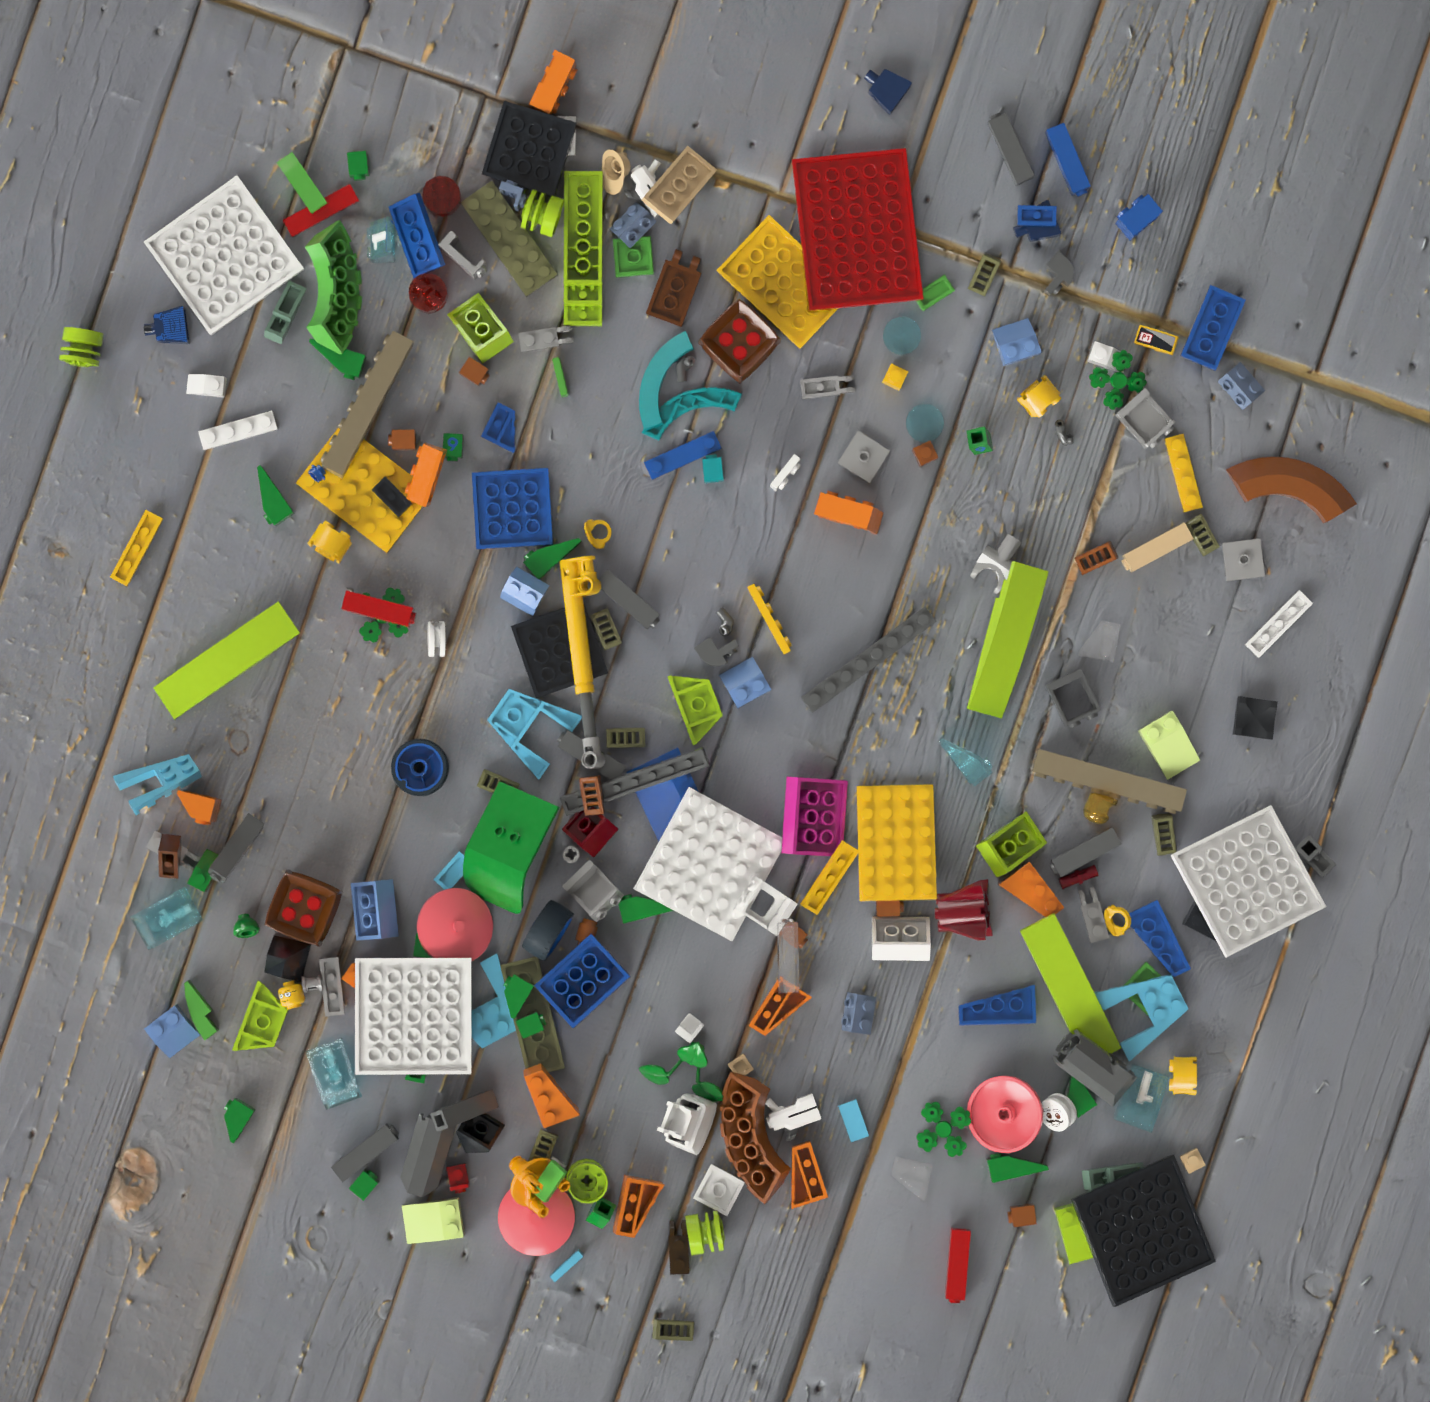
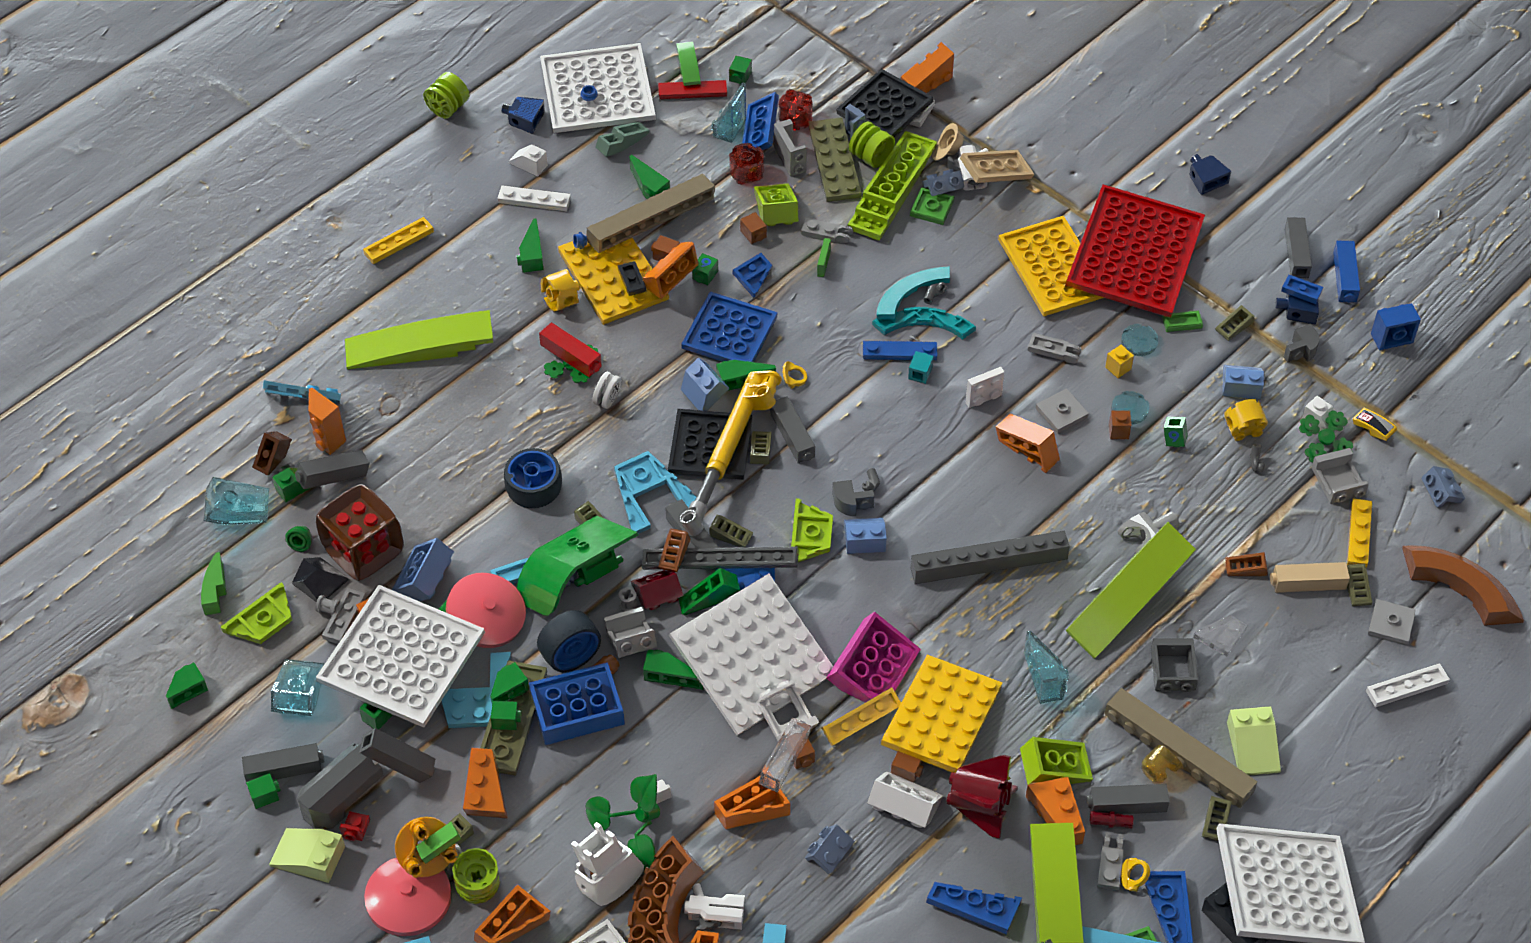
camera: 30 degrees right, 35 degrees down
(172, 1031) = (178, 590): medium blue slope -> none
(221, 269) = (589, 93): none -> blue plate
(291, 995) = (303, 605): yellow head -> none
(337, 288) = (677, 133): bright green brick -> none
(479, 1133) = (399, 791): black slope -> none
(600, 1213) = (472, 912): green brick -> none
(641, 817) = (710, 591): none -> green slope
(674, 290) = (955, 237): reddish brown tile -> none
(739, 341) = (993, 278): reddish brown piece -> none
(741, 1065) = (689, 842): tan plate -> none
(766, 611) = (915, 499): yellow plate -> none
(1213, 327) = (1432, 434): blue plate -> none
(1255, 718) = (1352, 752): black brick -> none
(1314, 856) = (1367, 895): dark grey brick -> none

